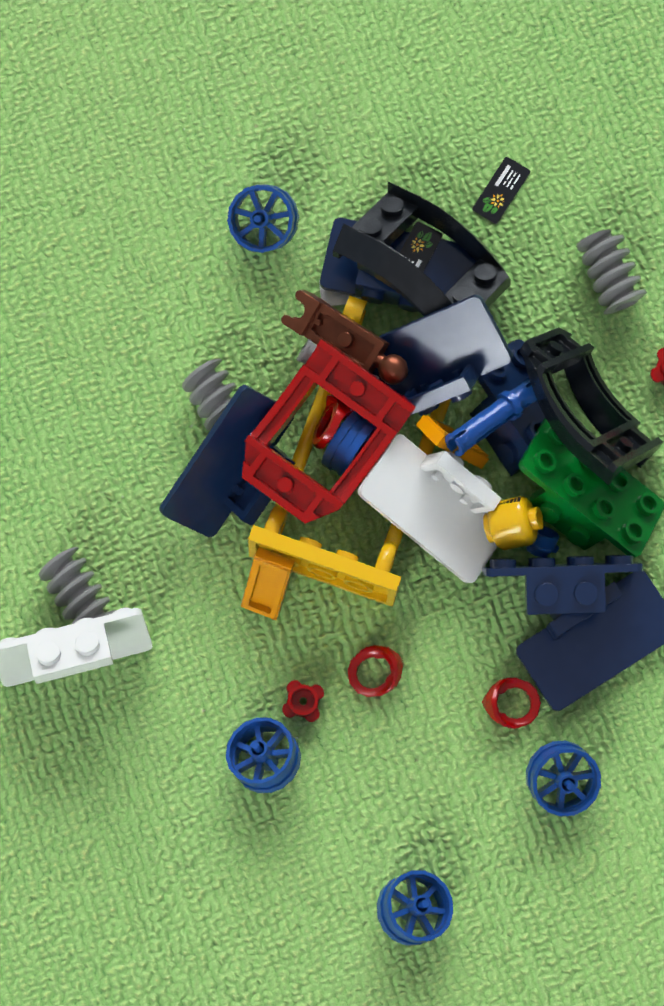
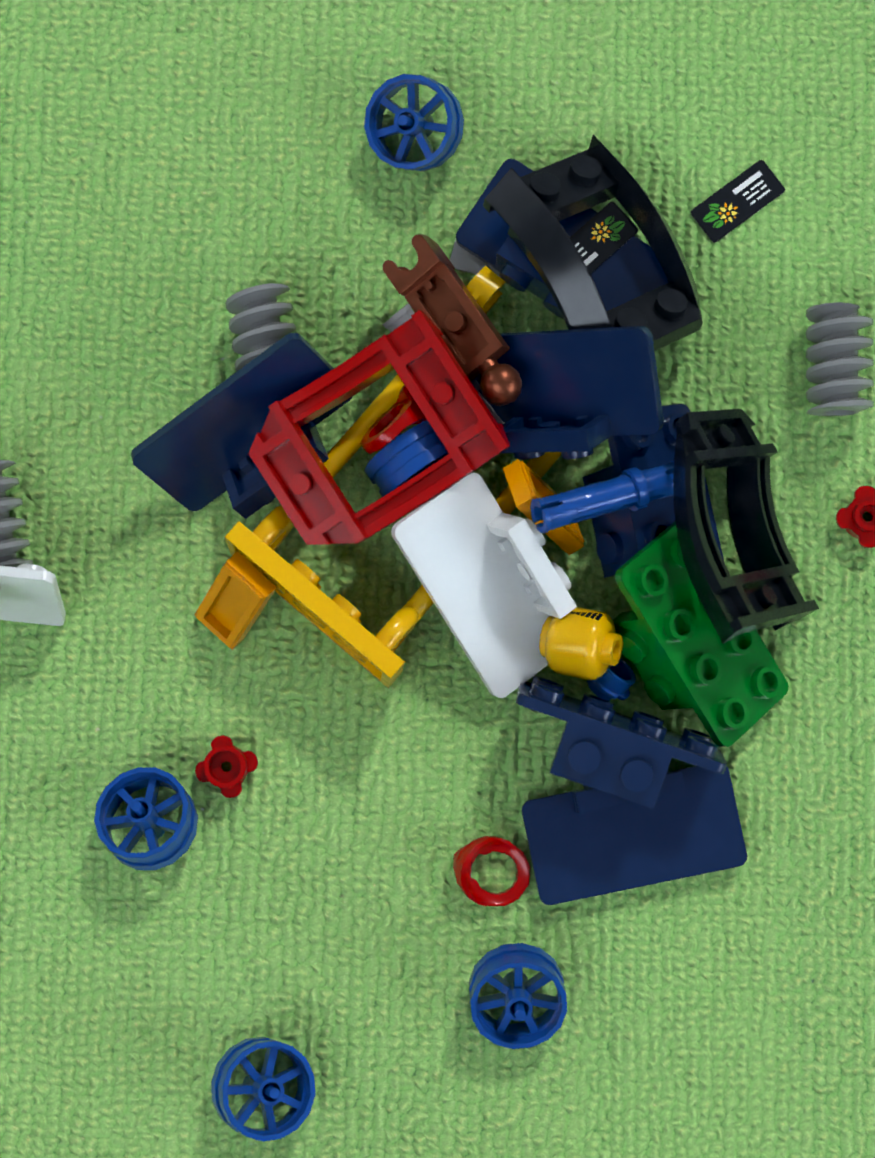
camera: 20 degrees right, 5 degrees up
(379, 652) = (349, 784): red piece -> none

